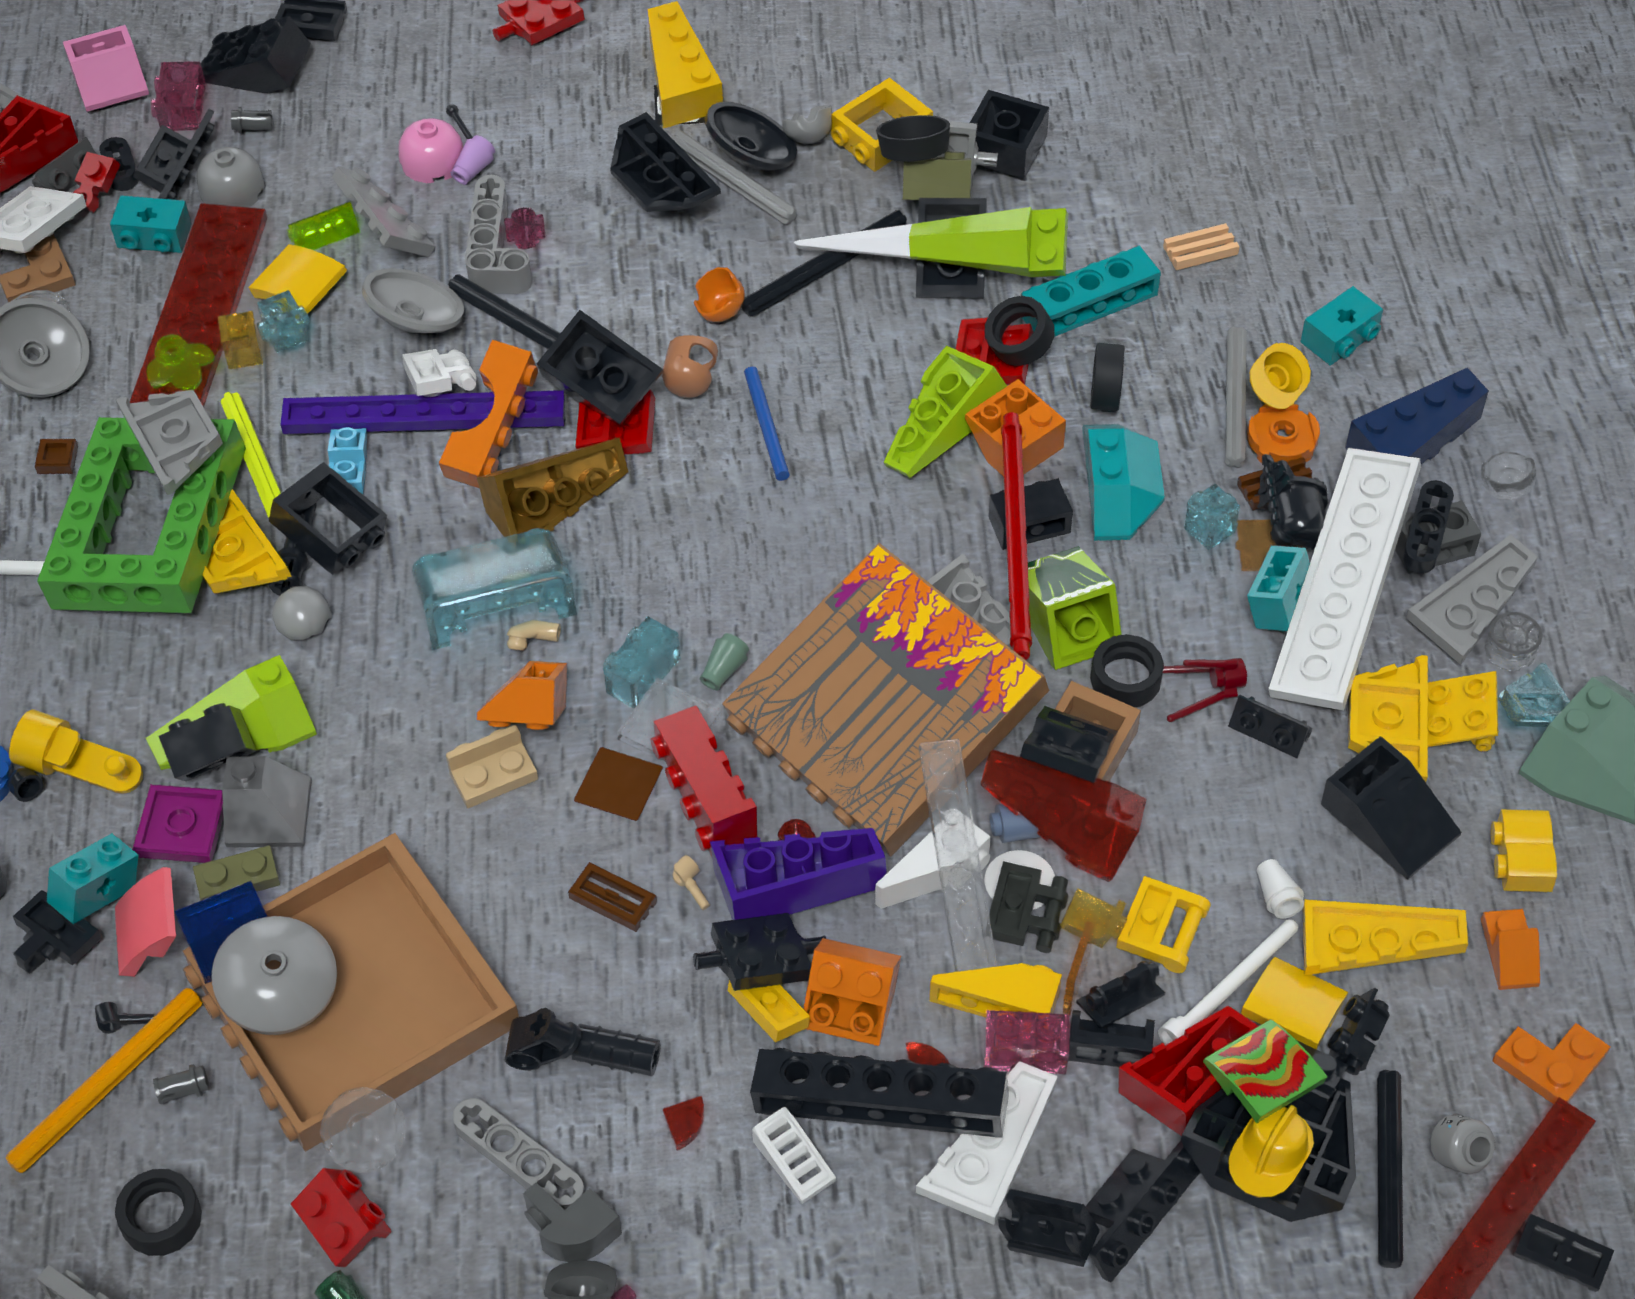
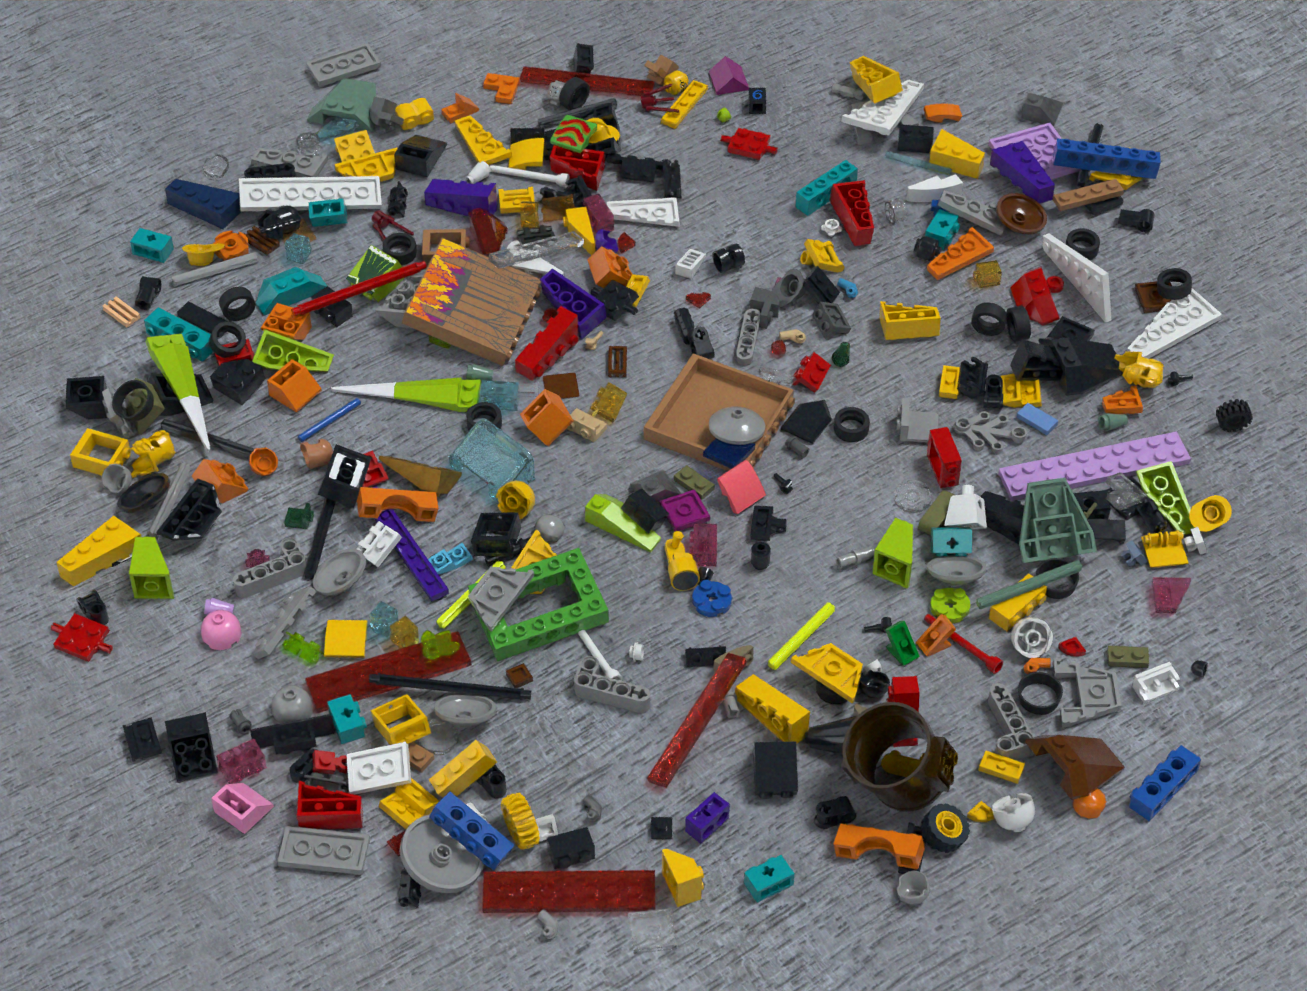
camera: 120 degrees left, 5 degrees down
(77, 816) = (704, 544): none -> clear pink brick
(87, 248) = (404, 732): none -> yellow window
(92, 878) = (735, 514): teal brick -> none
(96, 357) = (449, 686): none -> black piece
(103, 1080) = (812, 472): light orange axle -> none
(234, 1147) = (808, 420): none -> black tile
(384, 584) = (516, 497): none -> yellow cylinder
(447, 1192) = (778, 347): none -> clear red hinge
(452, 111) = (181, 640): black hinge -> none
(457, 1248) = (794, 335): none -> tan arm
(510, 823) = (609, 402): none -> clear yellow bracket
(575, 34) = (93, 607): none -> black piece
(581, 300) = (299, 517): none -> clear green bracket
(587, 95) = (149, 571): none -> lime slope
(601, 600) = (484, 408): none -> black tyre
(717, 590) = (443, 393): none -> lime plate
(720, 238) = (223, 477): none -> orange slope
(747, 1224) = (727, 258): none -> black wheel
(832, 181) = (152, 453): none -> yellow helmet
(861, 388) = (293, 386): none -> orange slope
(896, 1106) = (651, 241): black brick -> none
(925, 321) = (237, 379): none -> black slope
(932, 1015) = (602, 239): none -> dark purple hair
(1068, 744) = (464, 234): black slope -> none
(1134, 333) = (200, 317): none -> black tile
(1205, 820) = (461, 196): none -> dark purple wedge
(1232, 292) = (147, 290): none -> black piece
(1436, 1167) = (574, 93): none -> black tyre
(1537, 786) = (383, 112): none -> dark grey brick

